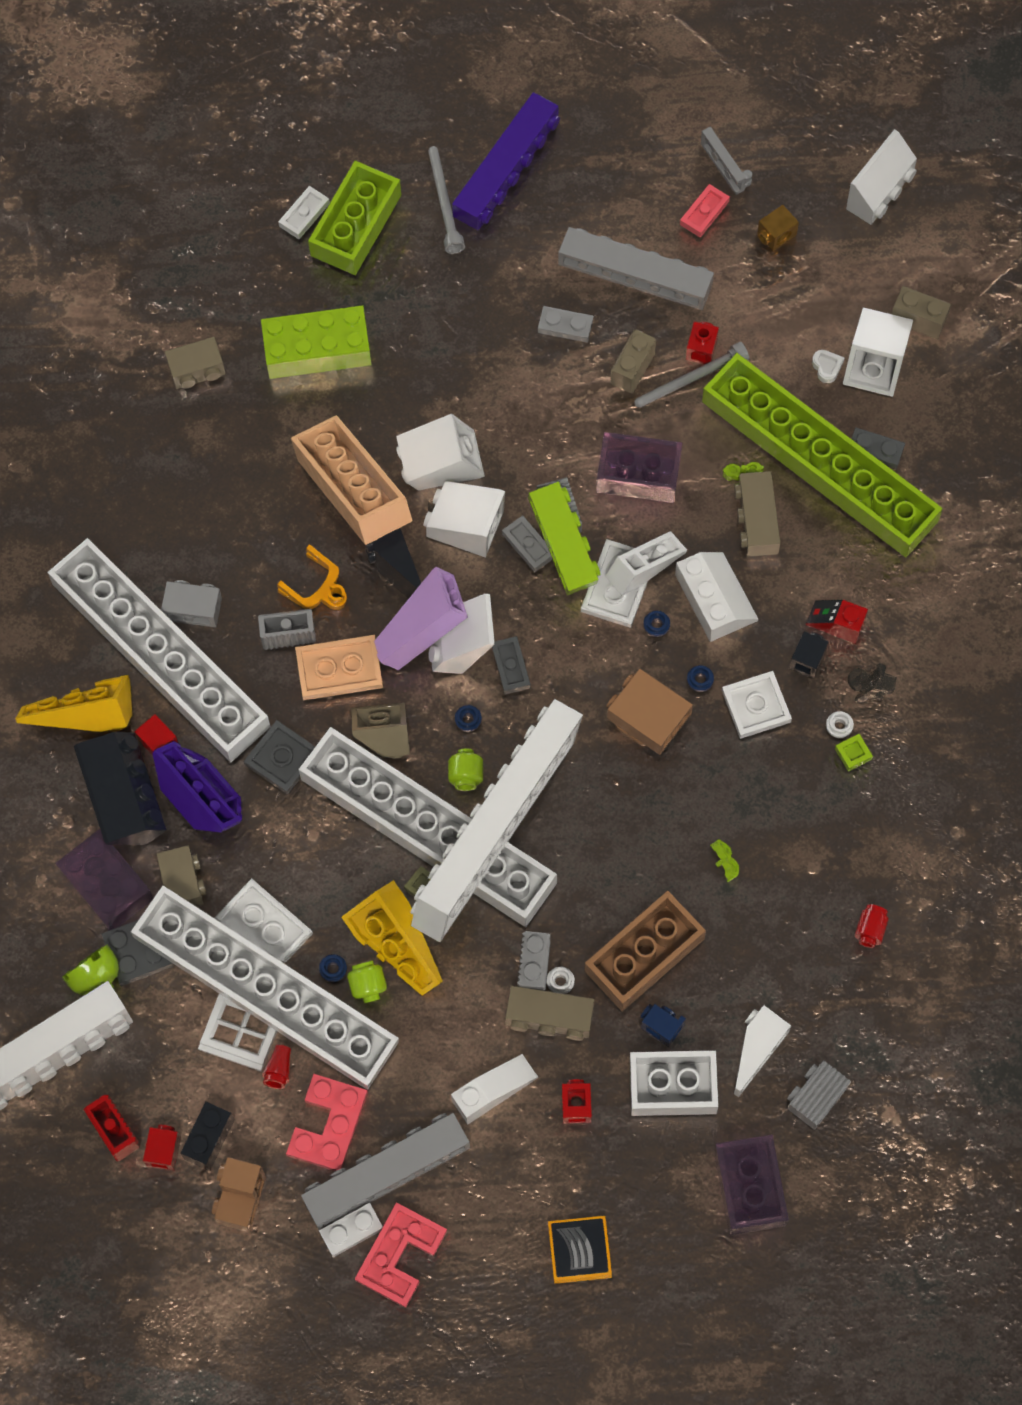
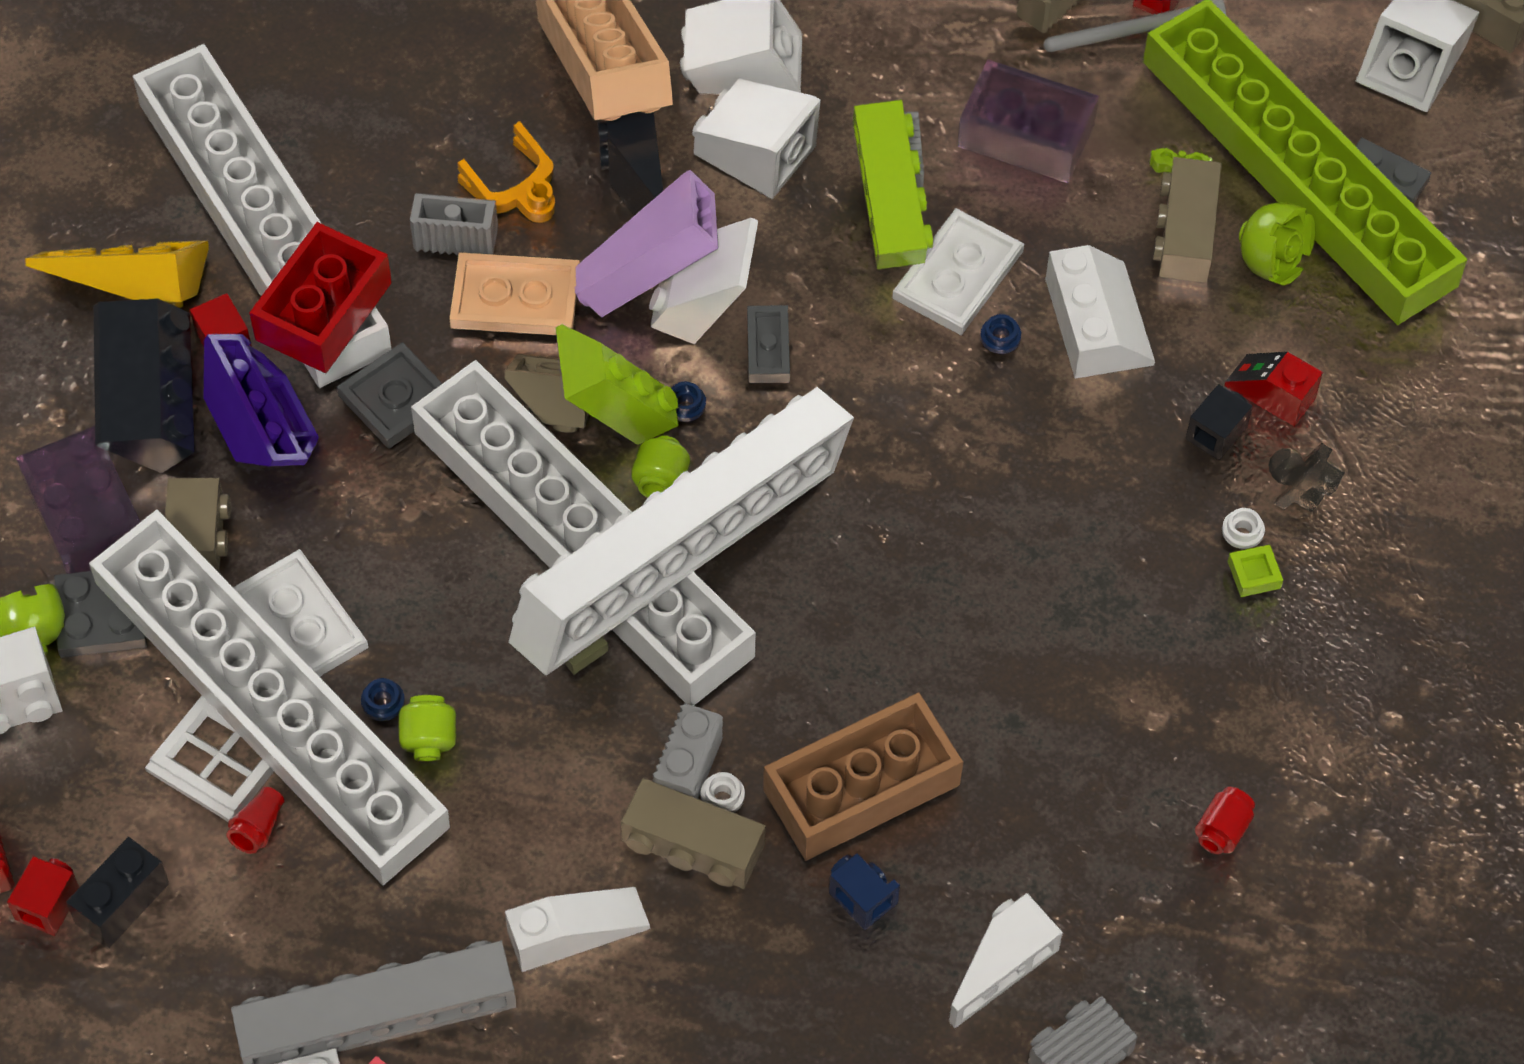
camera: 10 degrees right, 10 degrees down
(192, 603) = (329, 166): light grey brick -> none
(222, 710) = (321, 297): none -> red brick
(240, 1195) = (143, 986): medium nougat brick -> none
(346, 1107) = (340, 904): coral plate -> none
(385, 926) = (487, 674): yellow wedge -> none
(424, 726) = (614, 388): none -> lime slope
(527, 543) = (838, 189): light grey plate -> none
(576, 1114) = (693, 990): red brick -> none
(644, 562) = (998, 244): white slope -> none
(648, 711) = (956, 445): medium nougat brick -> none
(673, 1083) = (855, 977): white brick -> none
(700, 671) = (1049, 412): dark blue plate -> none
(729, 864) = (1026, 687): lime piece -> none
(756, 704) = (1122, 474): white plate -> none
(817, 517) = (1276, 240): none -> lime cylinder
(827, 365) = (1339, 52): white tile -> none

